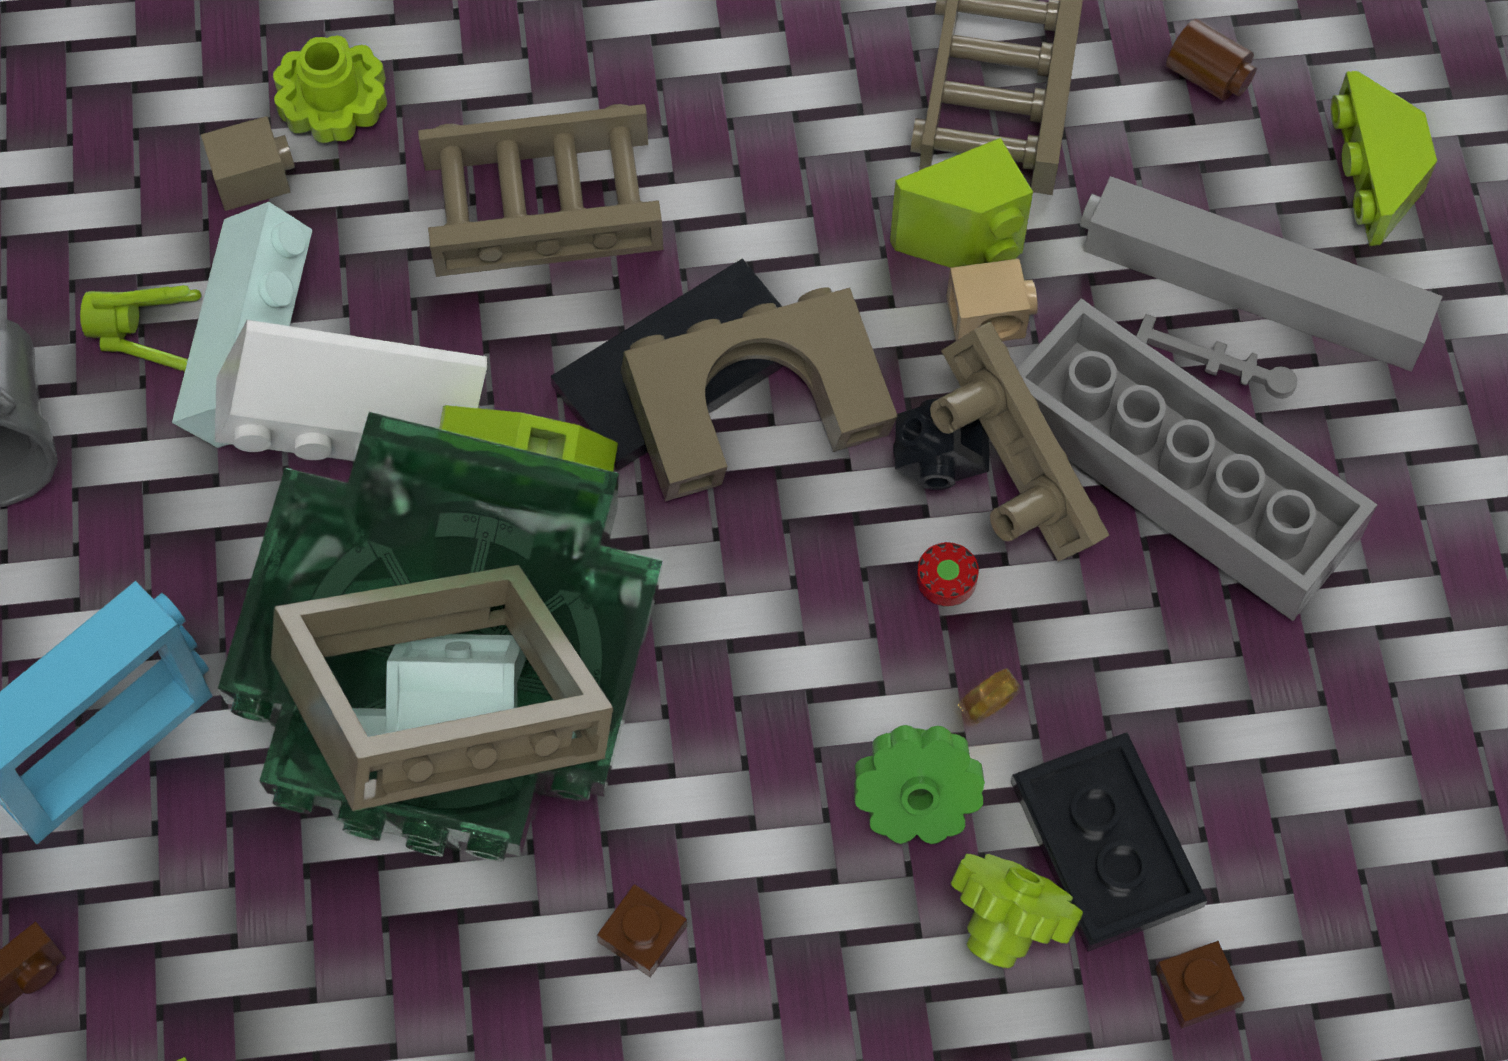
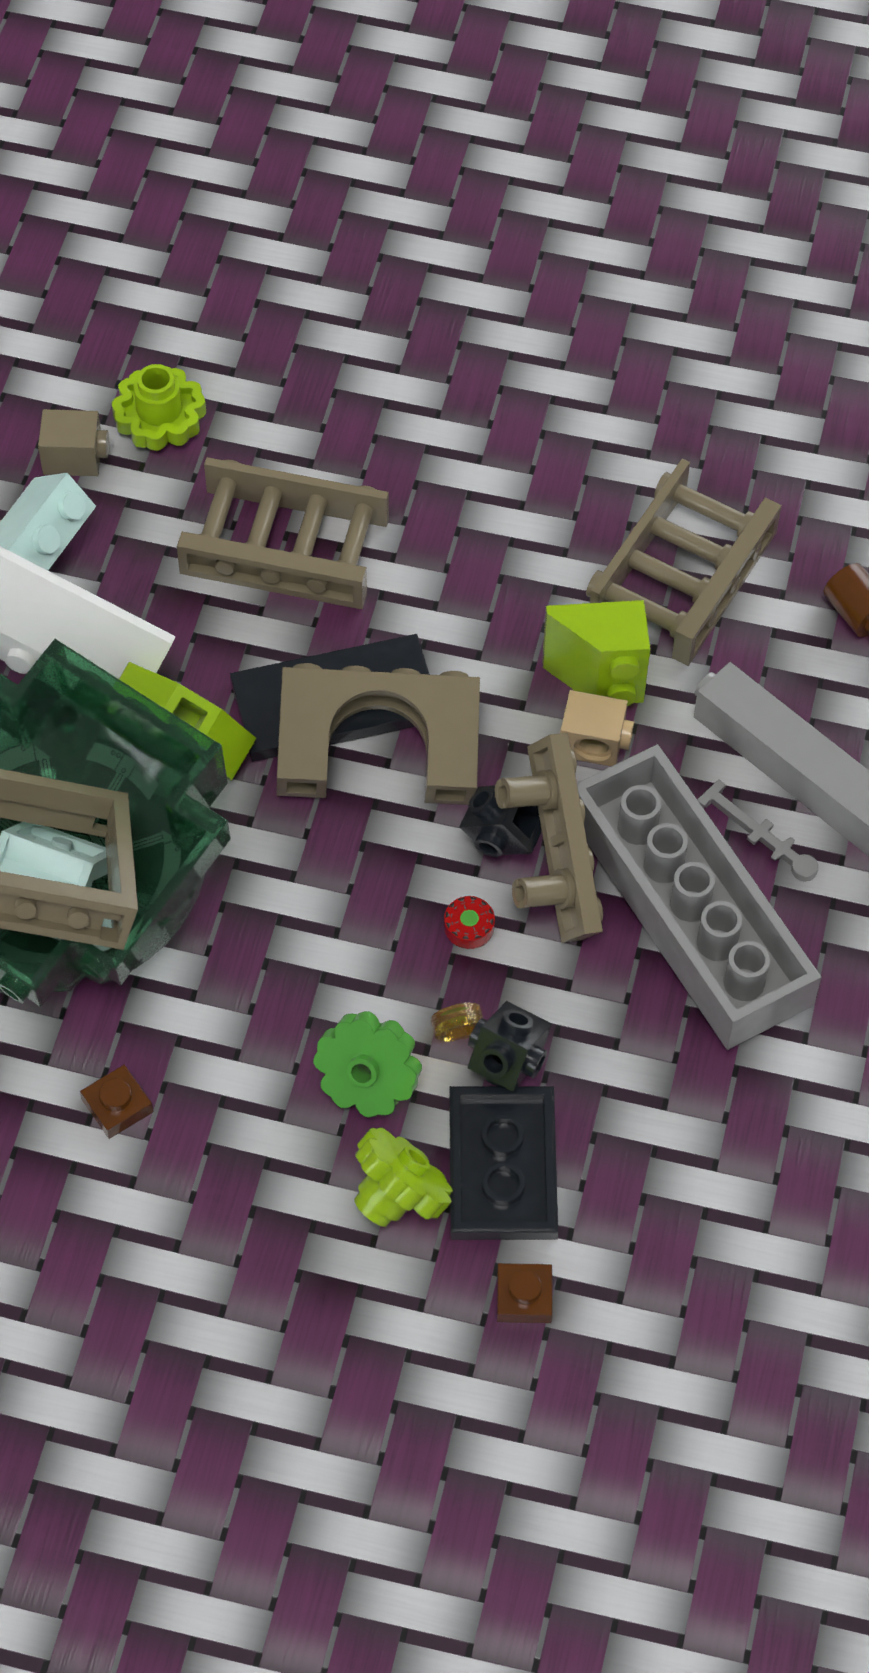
camera: 20 degrees right, 5 degrees down
(1064, 705) = (509, 1046): none -> black brick

